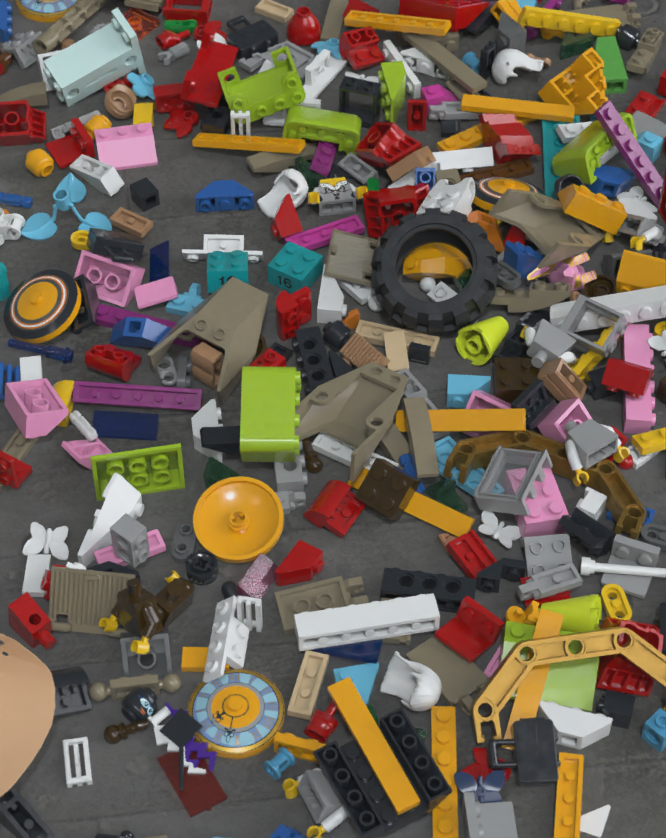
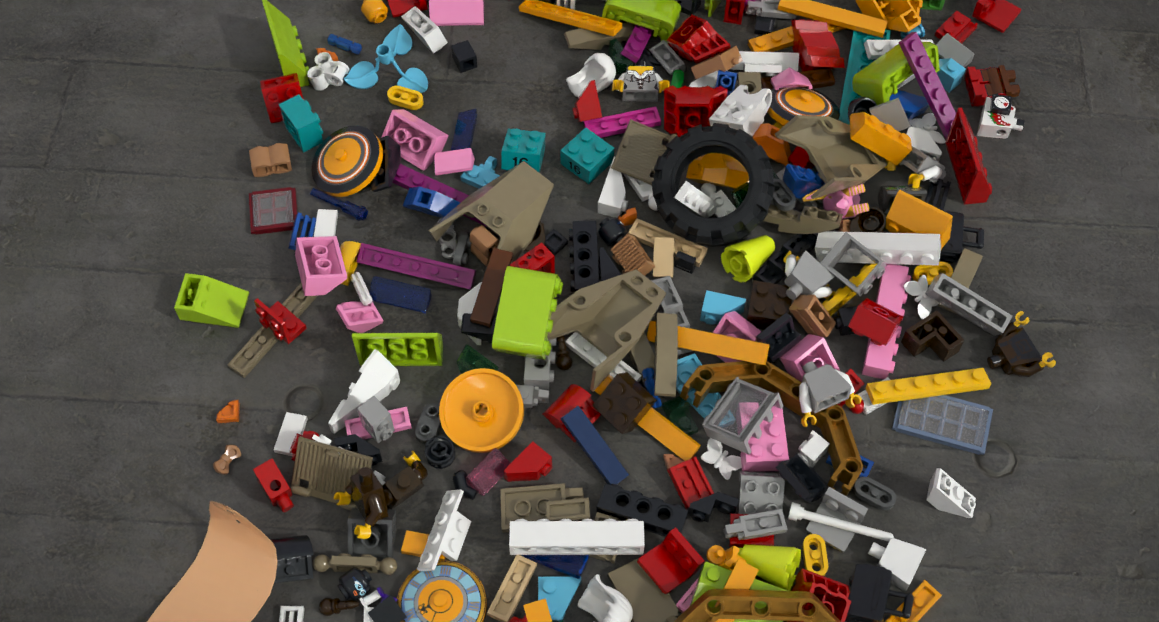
camera: 10 degrees right, 10 degrees up
(46, 539) = (306, 400): white piece -> none
(112, 361) = (400, 226): red brick -> none
(116, 245) = (425, 108): black piece -> none
(131, 222) = (446, 83): medium nougat plate -> none
(222, 243) = (524, 121): white bracket -> none
(224, 196) = (536, 69): blue slope -> none
(225, 397) = (491, 287): none -> reddish brown tile
(258, 611) = (467, 509): white tile -> none
(292, 312) = (574, 202): red brick -> none
(354, 595) = (568, 509): none -> dark tan tile
(364, 534) = (594, 446): none -> dark blue tile
(419, 286) = (696, 200): none -> white plate
(488, 170) = (790, 78): none -> bright pink slope
(601, 183) = (892, 114): none -> light grey piece

